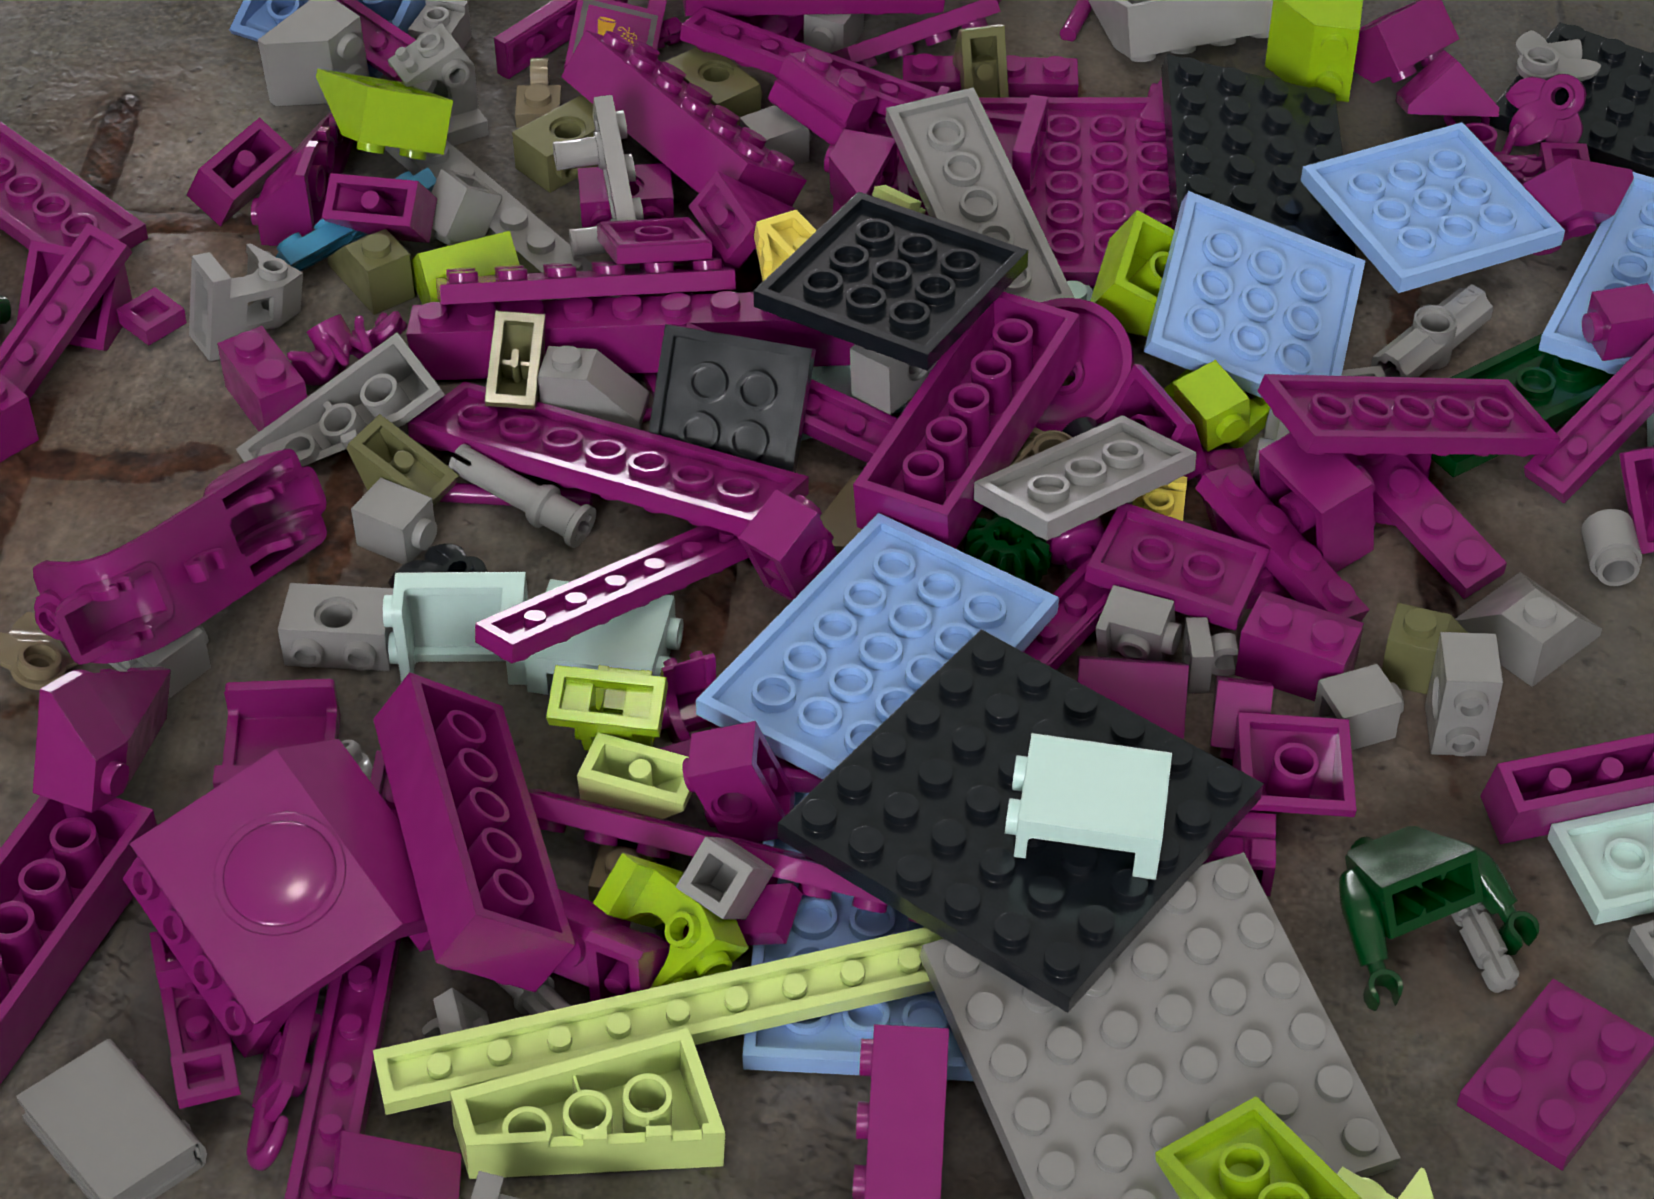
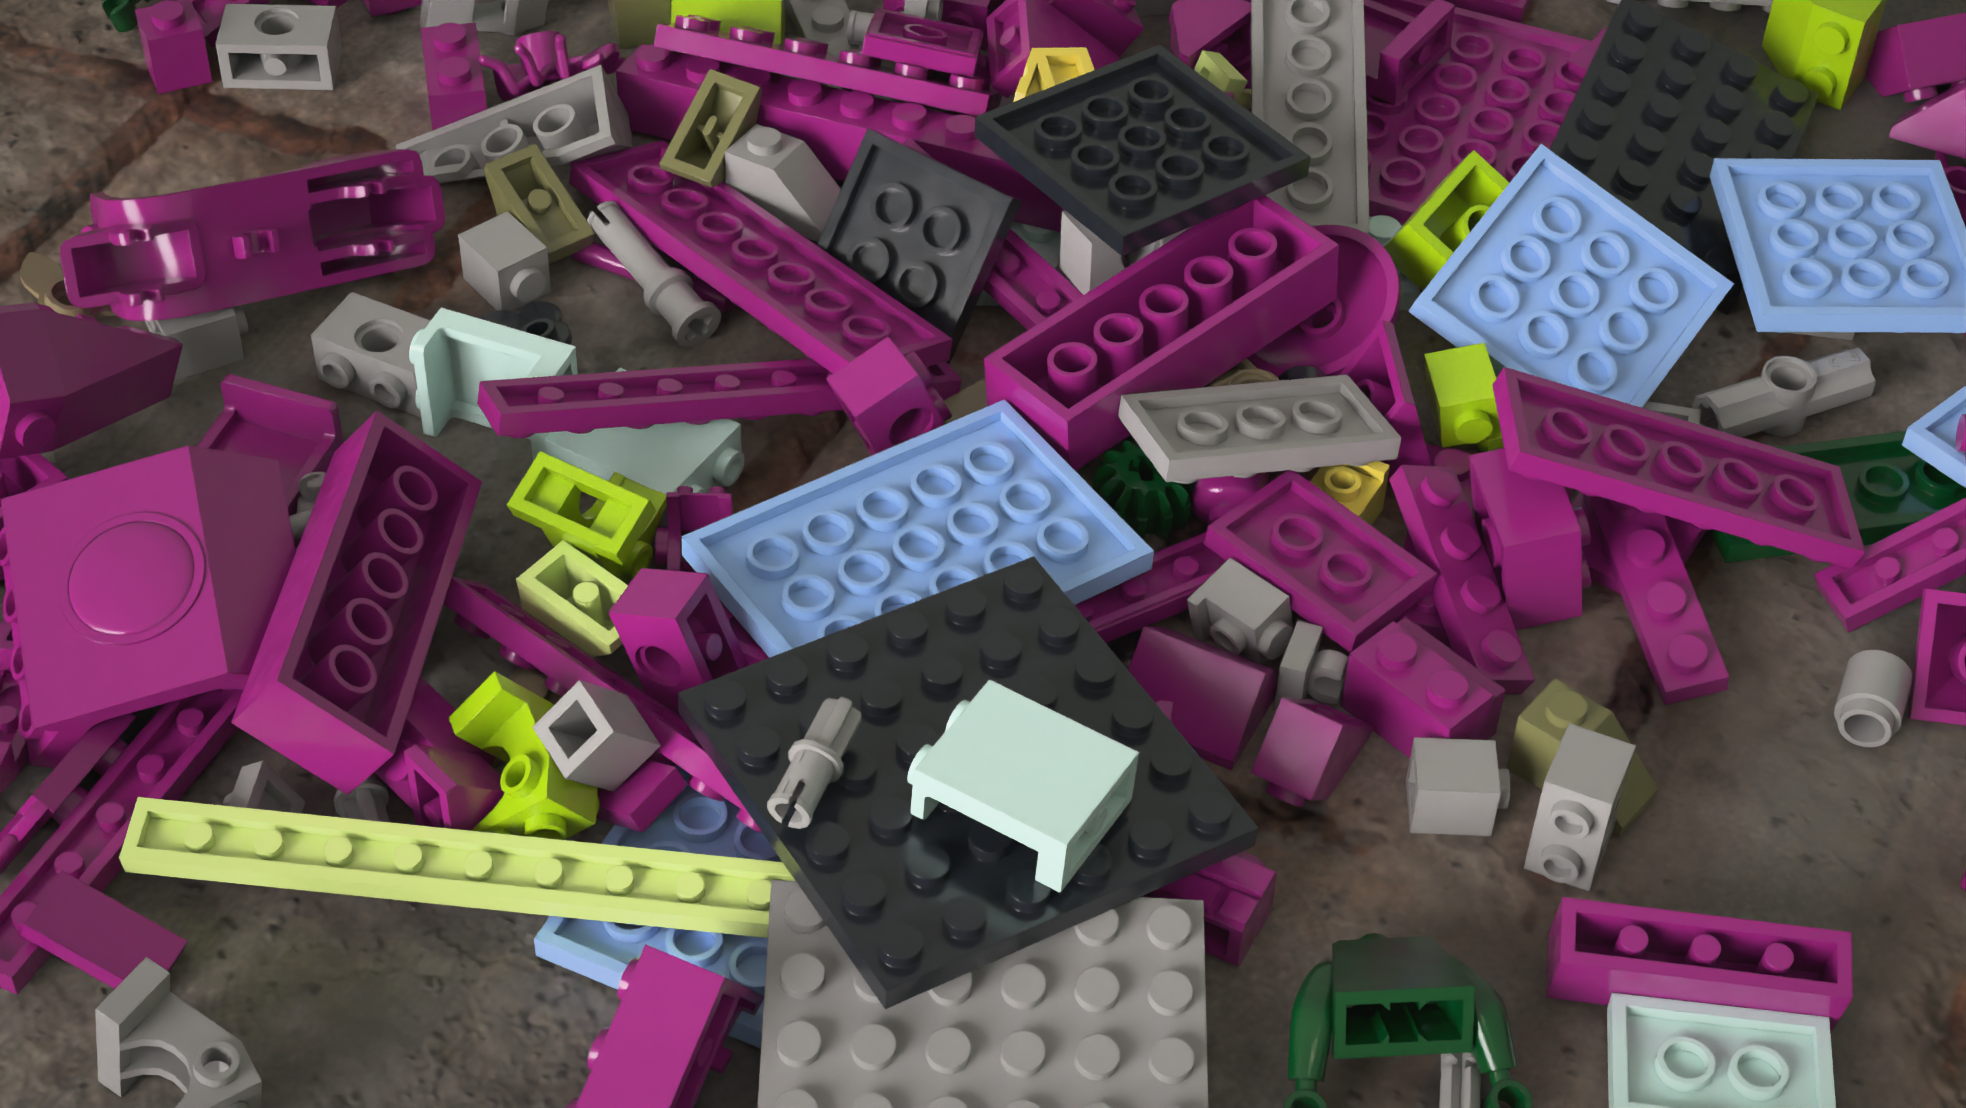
camera: 20 degrees right, 0 degrees up
(90, 393) = (279, 46): none -> light grey brick
(594, 1114) = (336, 944): yellowish green wedge -> none
(927, 840) = (815, 761): none -> light grey axle
(1300, 762) = (1331, 823): magenta slope -> none
(1531, 628) = (1720, 761): light grey slope -> none

